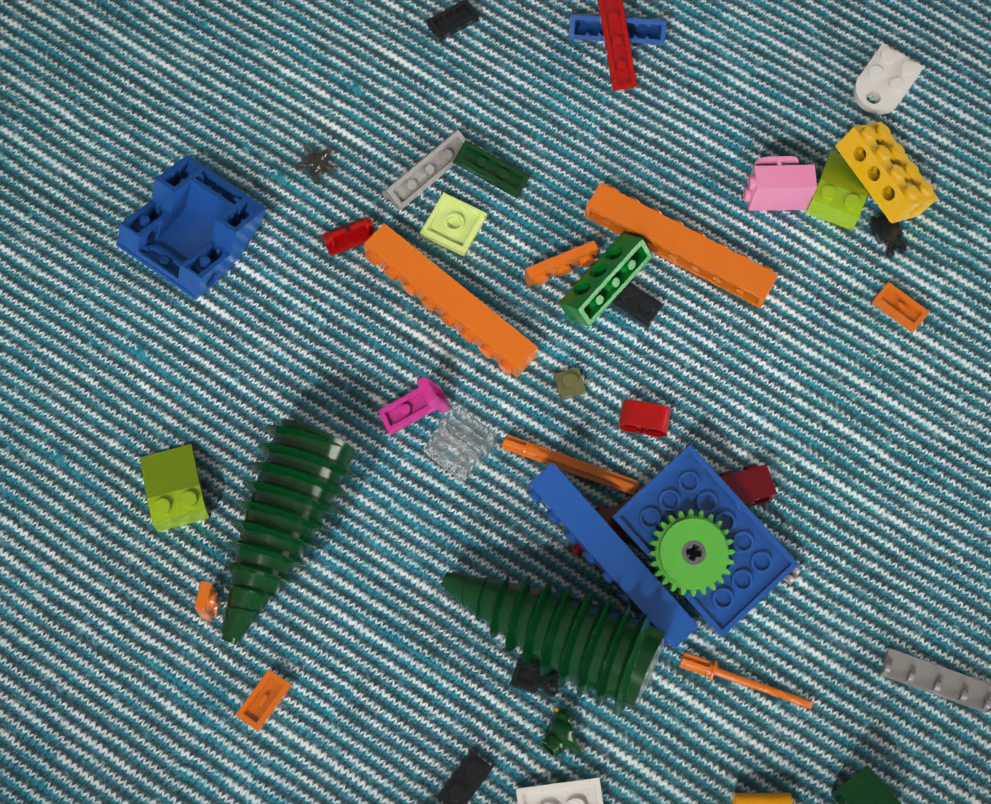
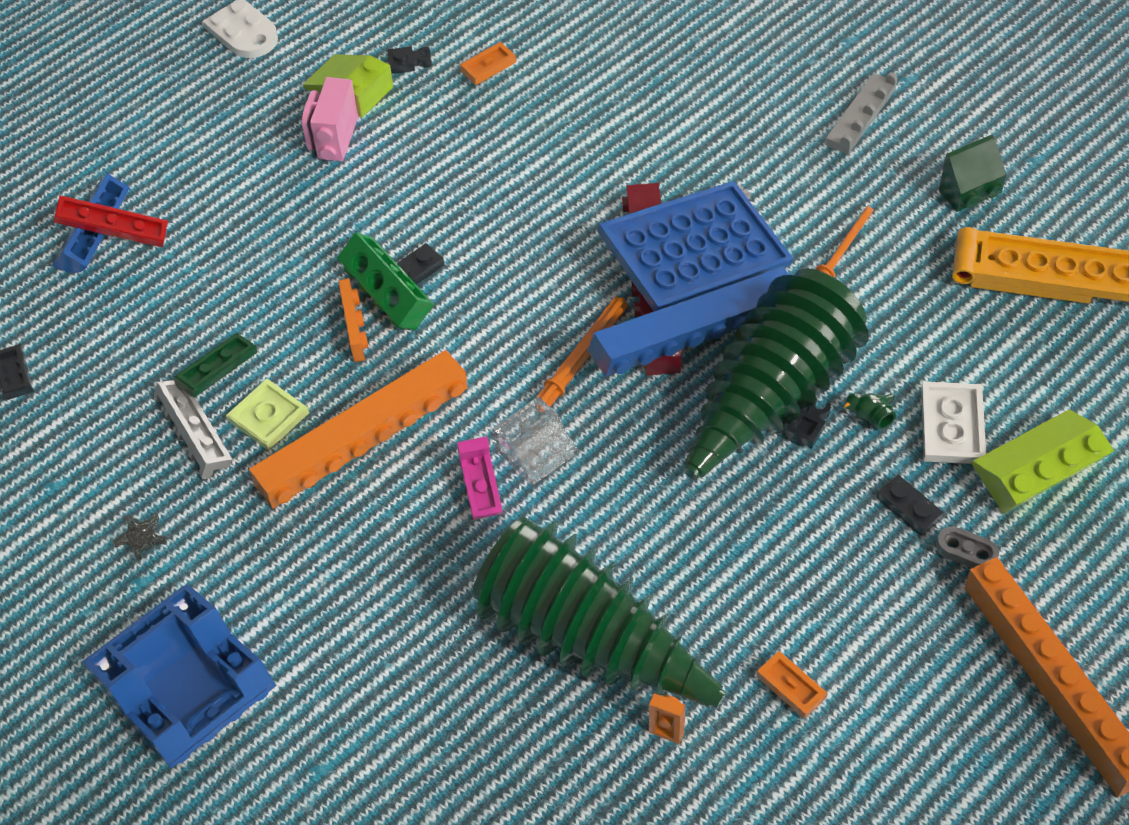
camera: 70 degrees left, 15 degrees down
(173, 488) = (510, 746): lime slope -> none
(348, 236) = (246, 515): red hinge -> none
(569, 384) = (489, 340): olive plate -> none
(644, 418) = (547, 280): red beam -> none
(681, 245) = (365, 214): orange brick -> none
(710, 549) = (710, 249): bright green gear -> none
(873, 158) = (359, 43): yellow brick -> none

